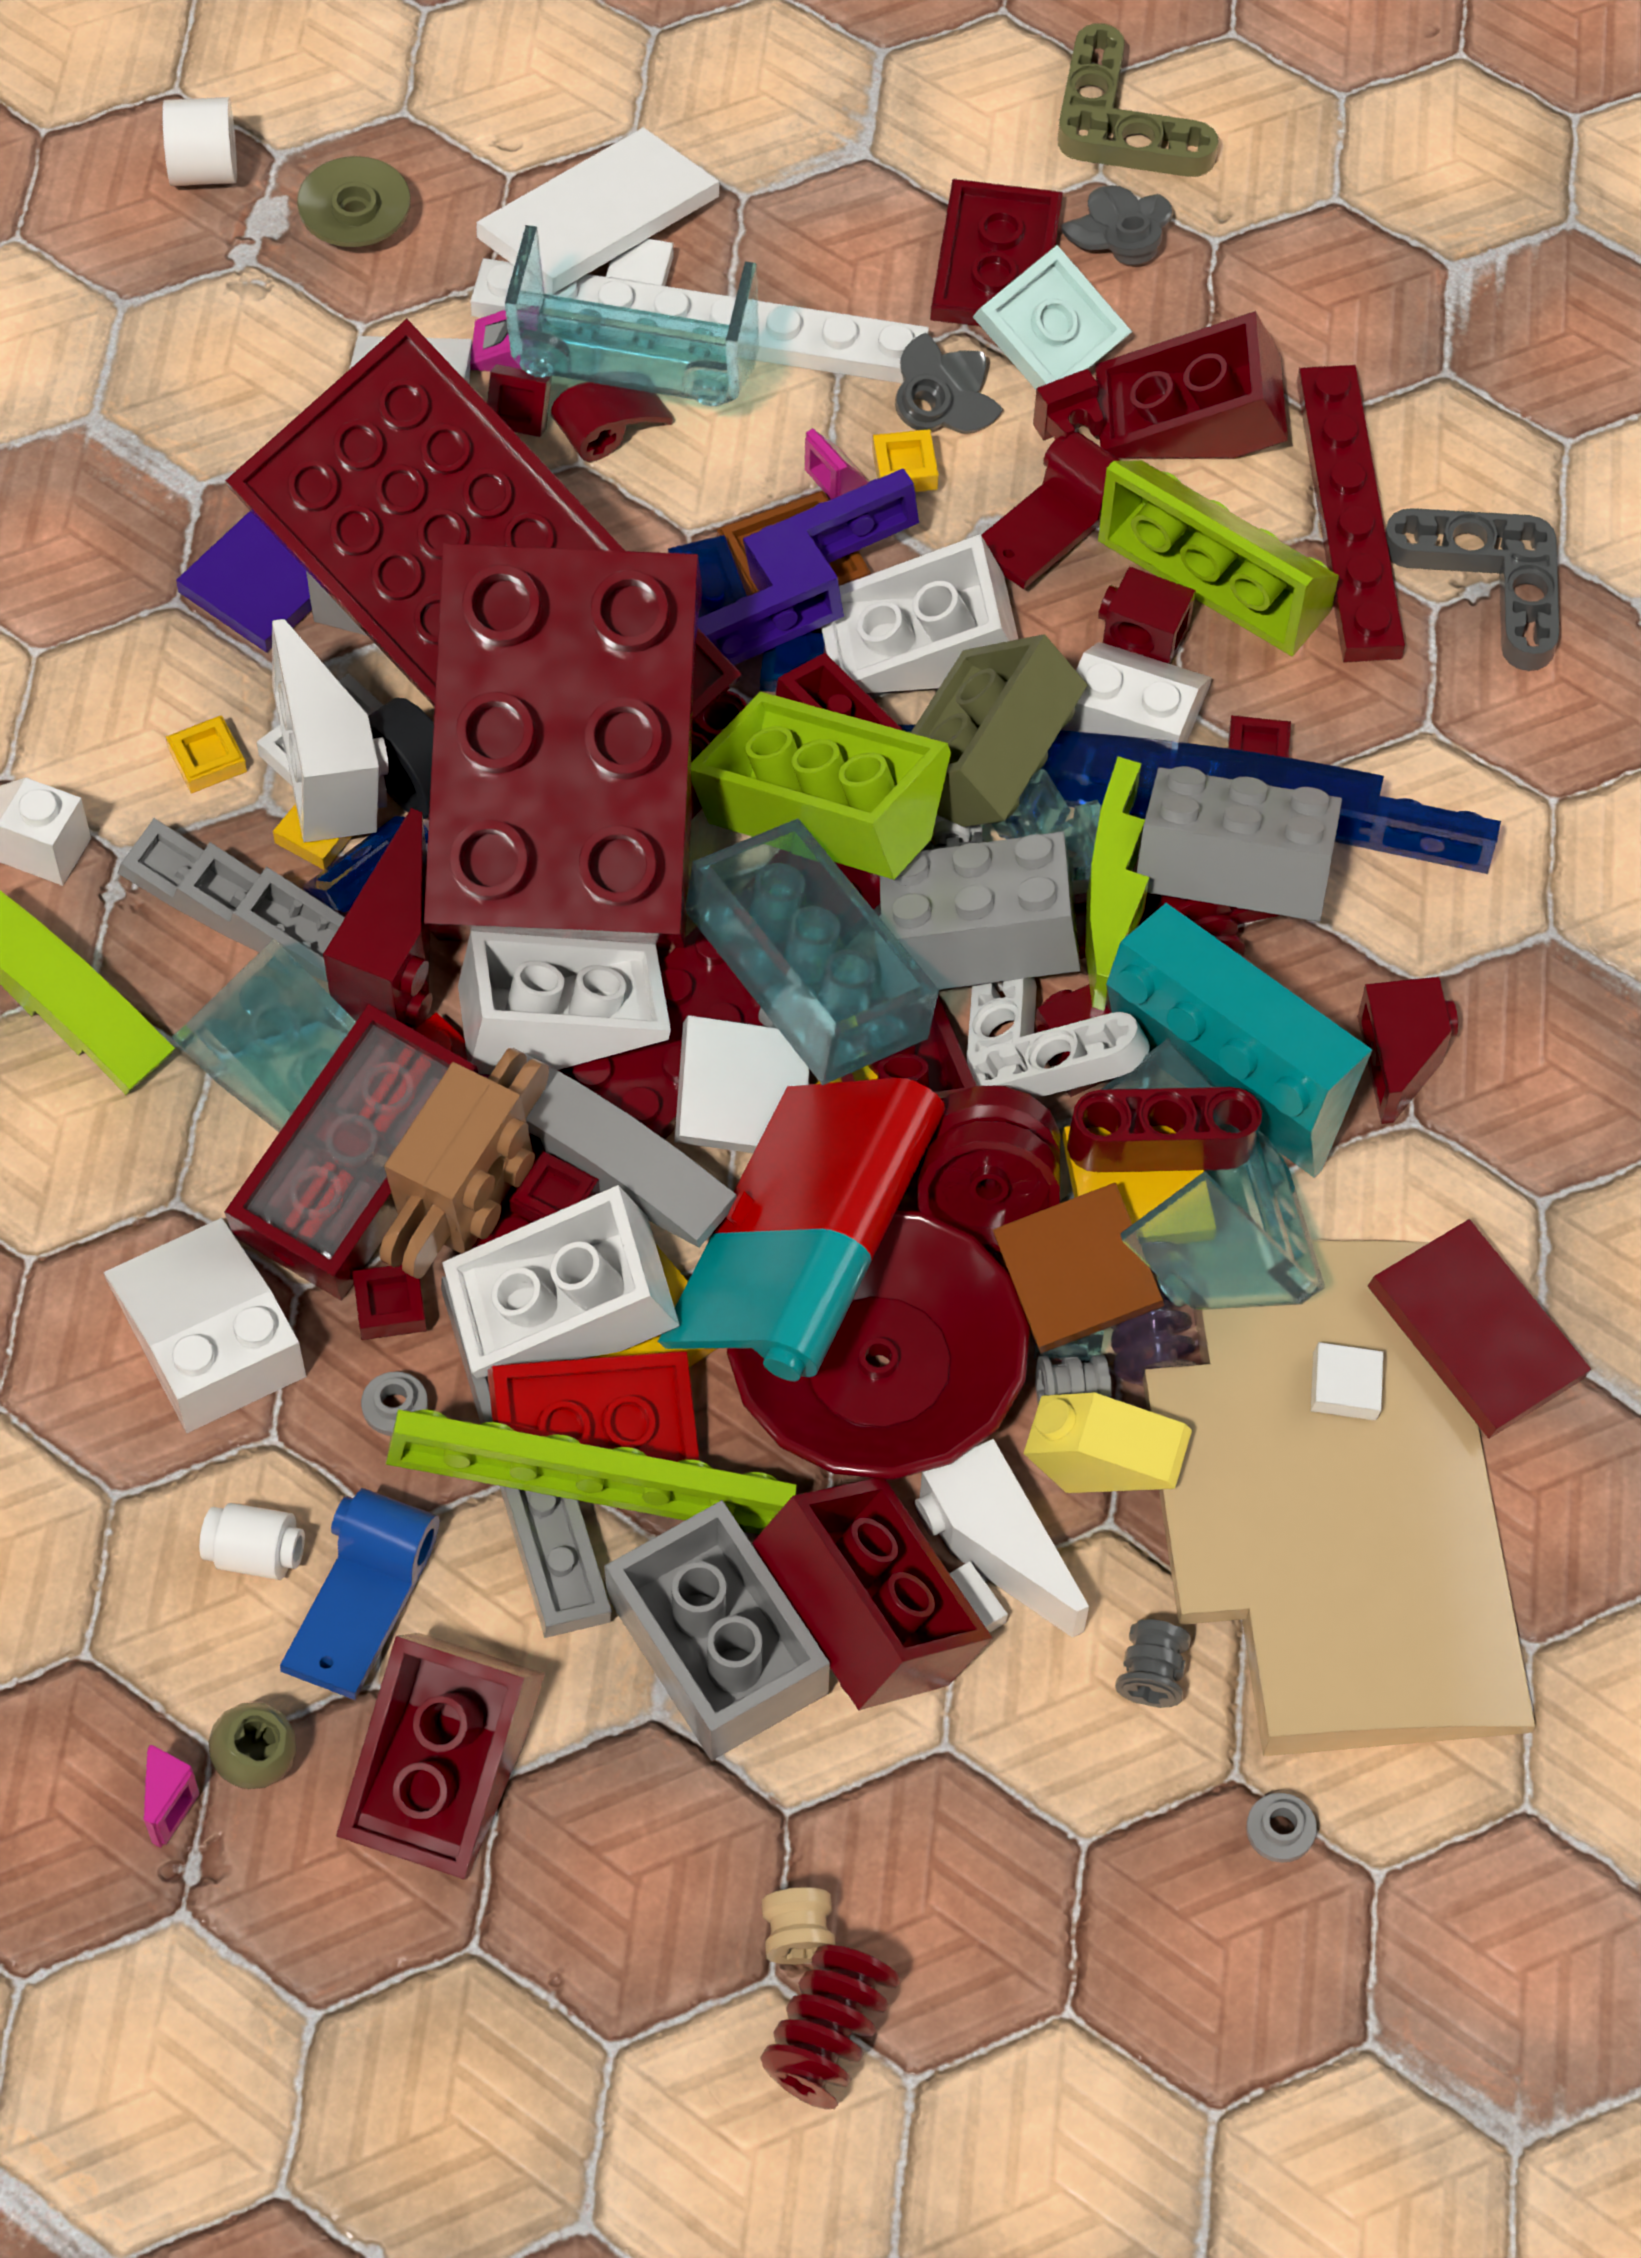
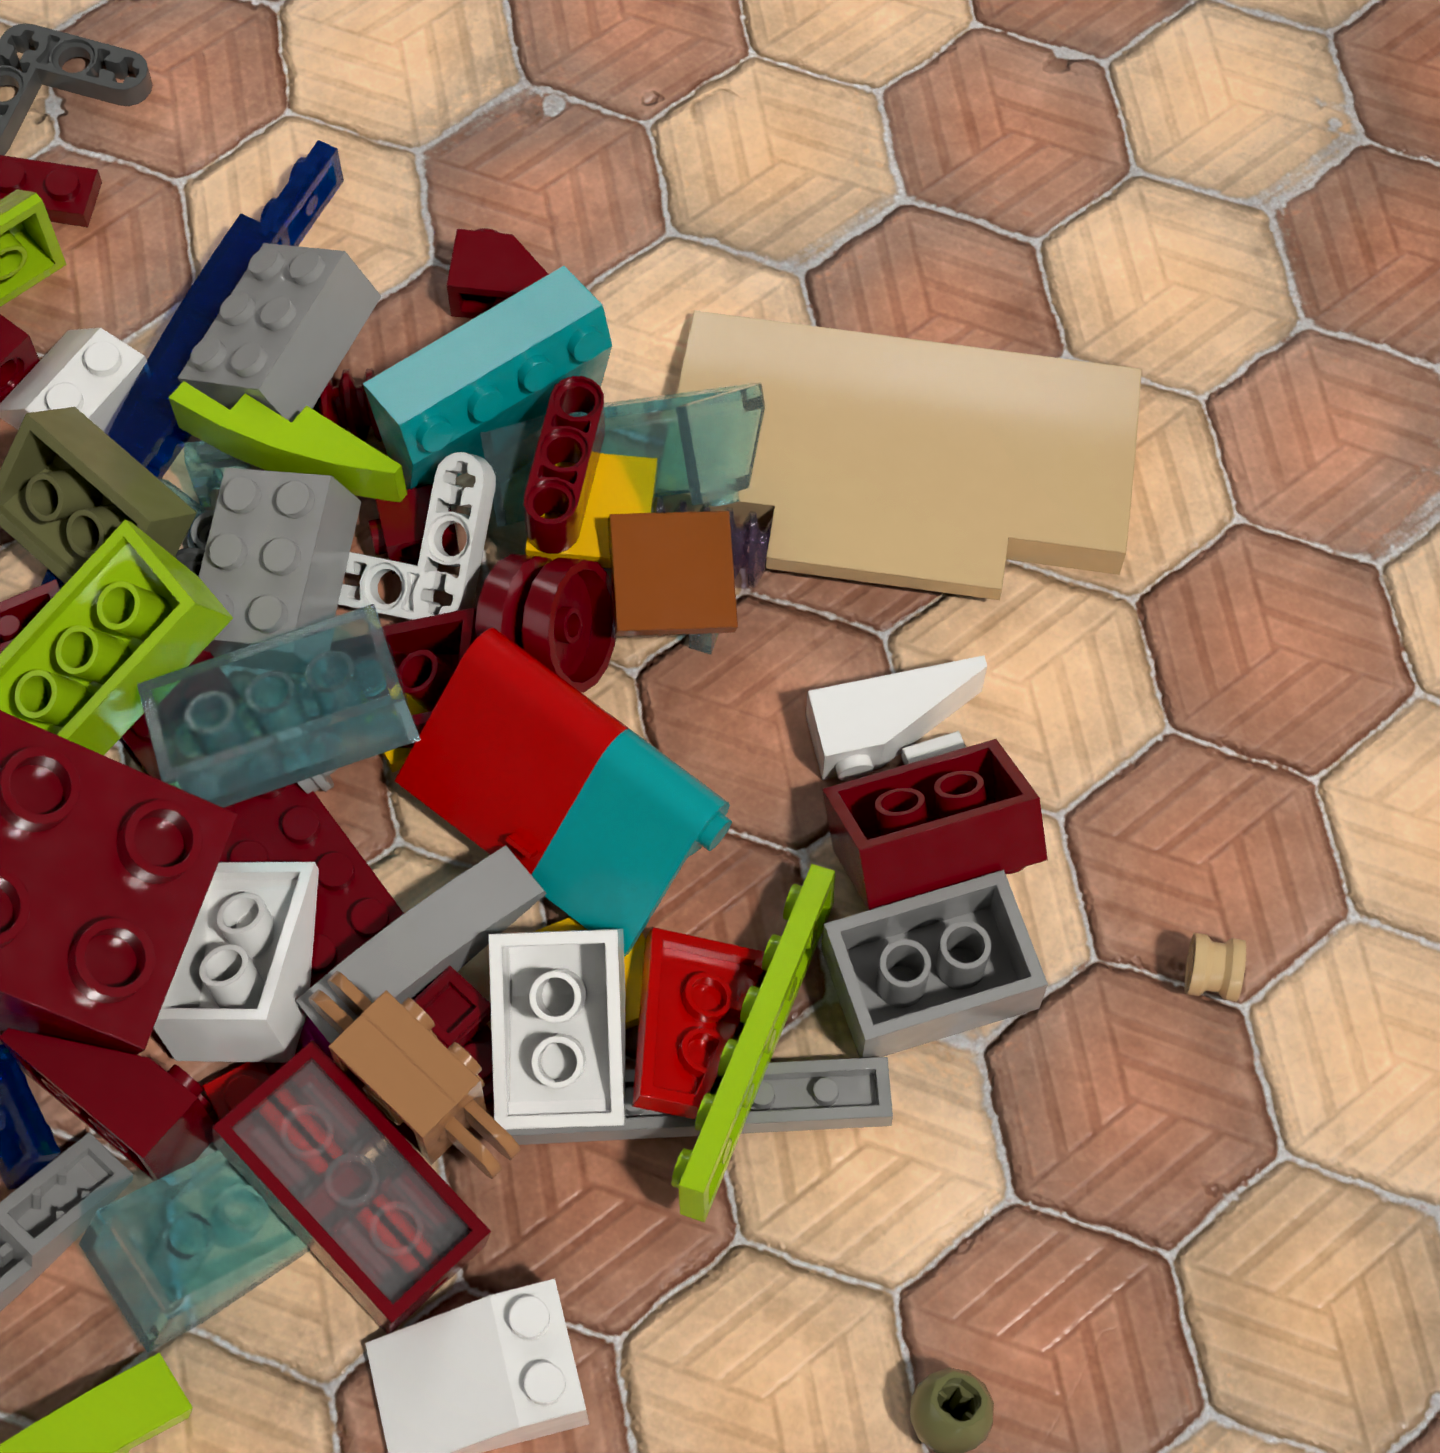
camera: 75 degrees left, 5 degrees up
(251, 1540) = (733, 1374): white brick -> none
(377, 1567) = (814, 1286): blue door -> none
(388, 1302) = (512, 1197): dark red plate -> none
(392, 1383) = (618, 1232): light grey plate -> none
(438, 1752) = (989, 1239): dark red slope -> none
(732, 1082) = (374, 827): white tile -> none
(823, 2022) = (1310, 961): dark red piece -> none
(953, 1350) = (738, 723): dark red dish -> none
(1072, 1376) = (759, 624): light grey bush -> none
(1105, 1444) = (836, 601): light yellow slope -> none
(1154, 1664) = (1032, 627): dark grey bush -> none
(1259, 735) = (150, 311): dark red tile -> none
(1278, 1846) = (1189, 587): light grey plate -> none
(1347, 1381) = (820, 406): white tile -> none
(1479, 1328) = (786, 303): dark red tile -> none

